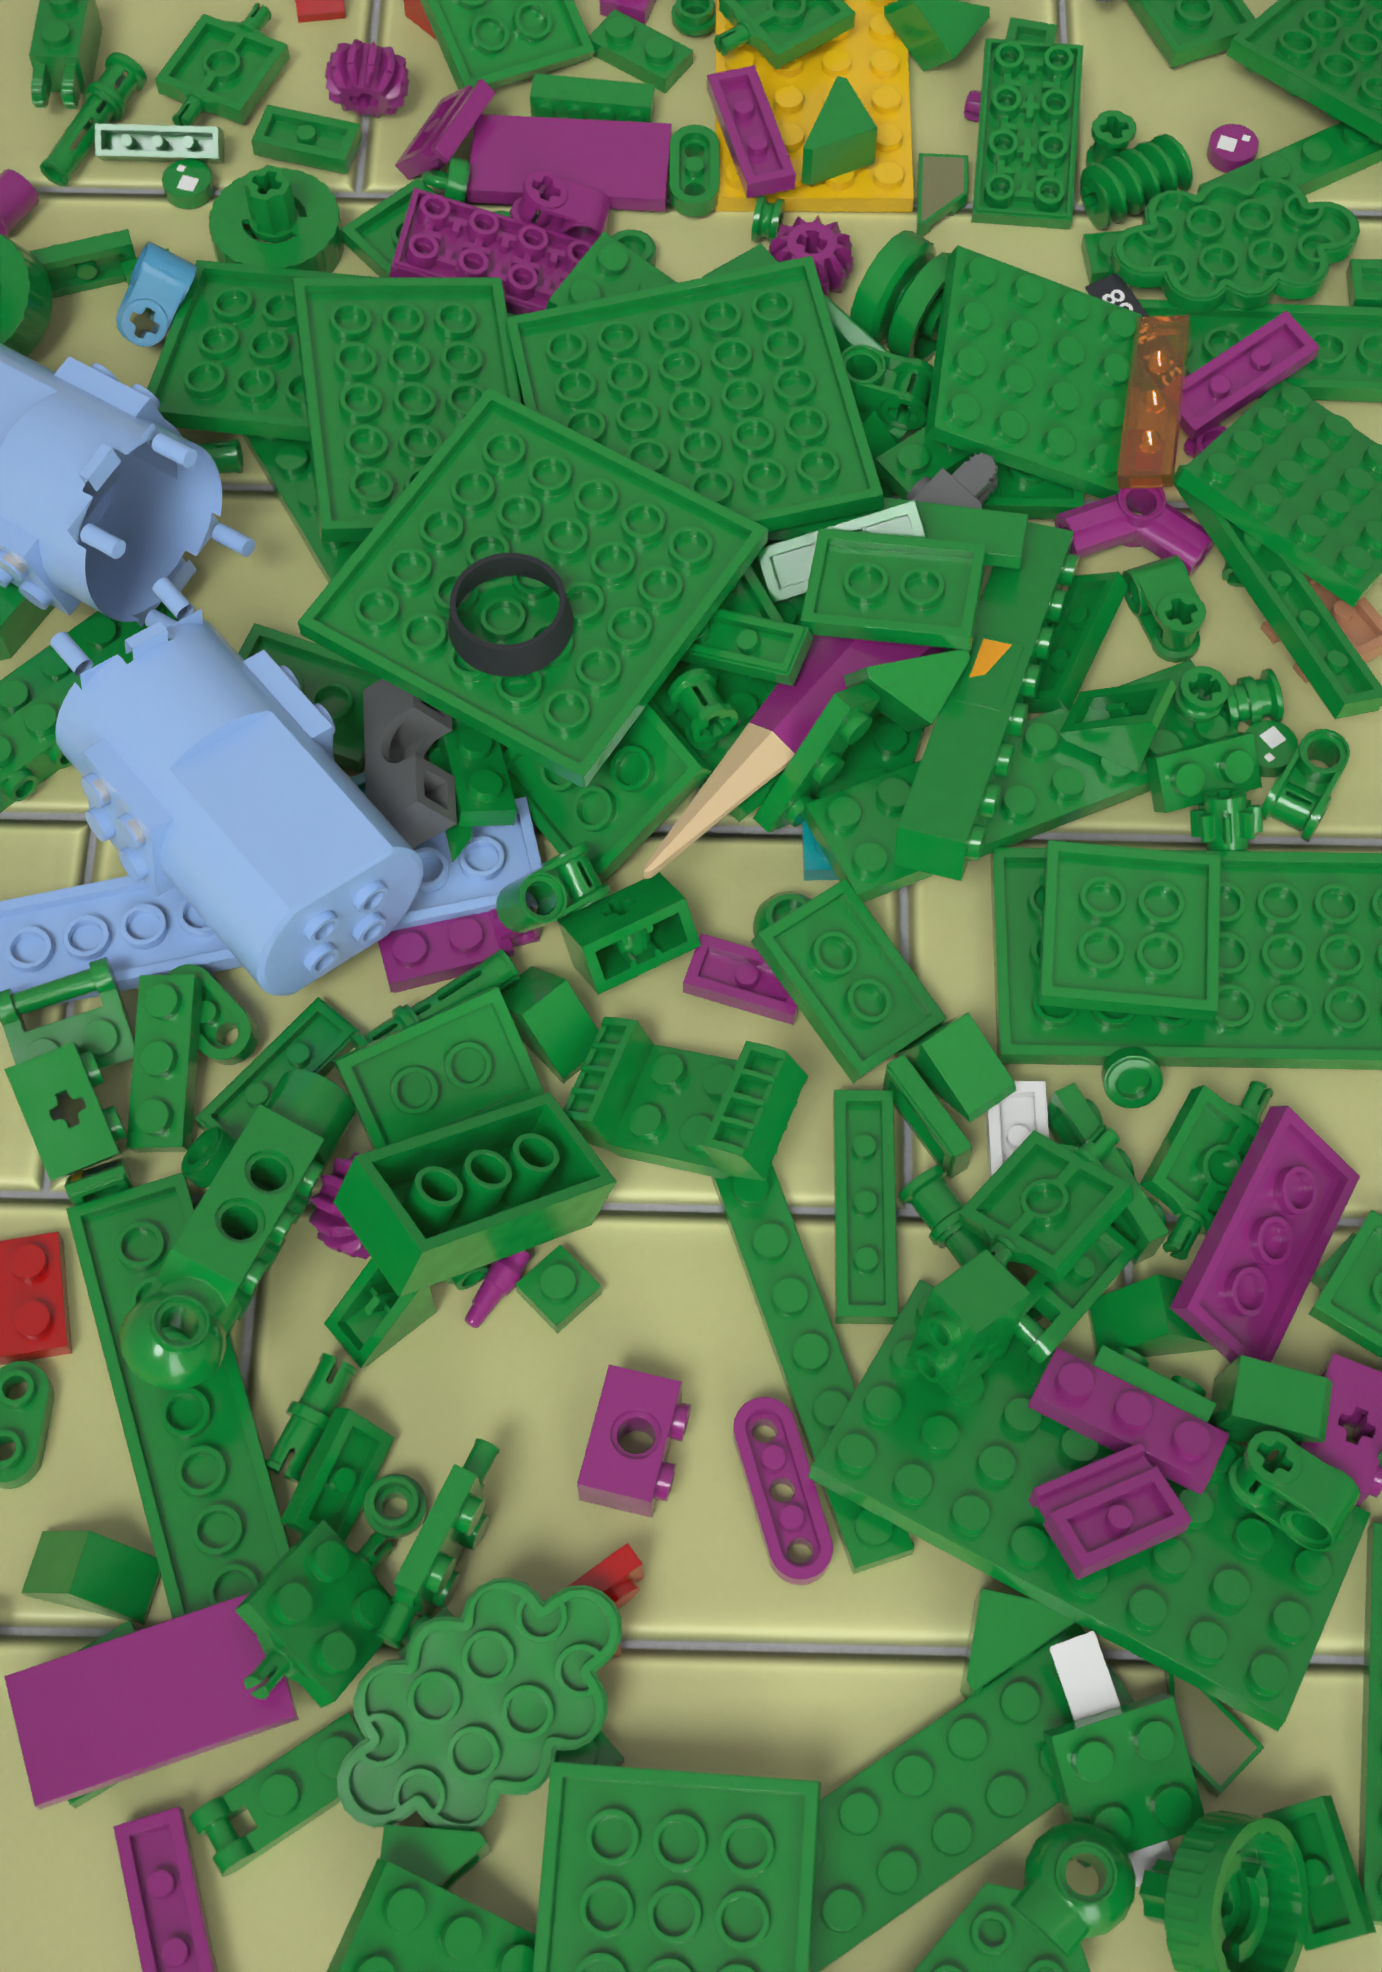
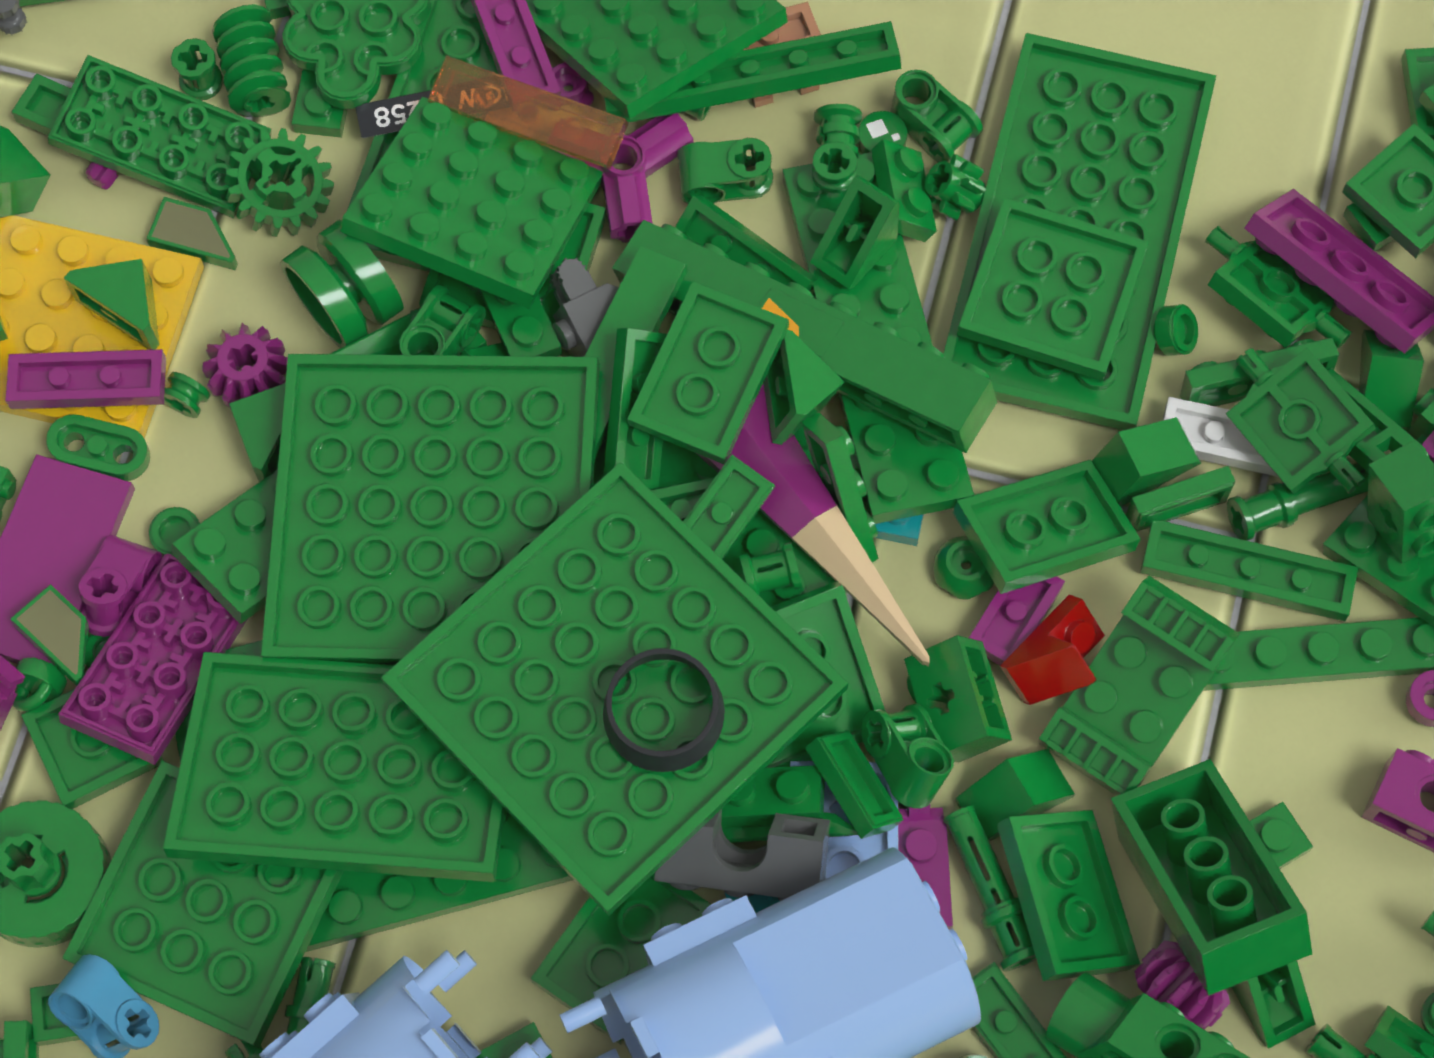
camera: 75 degrees left, 5 degrees up
(498, 174) = (56, 631): none -> olive tile
(506, 846) = (854, 783): none -> green tile
(707, 1017) = (1053, 654): none -> red slope
(1009, 211) = (278, 161): none -> green gear

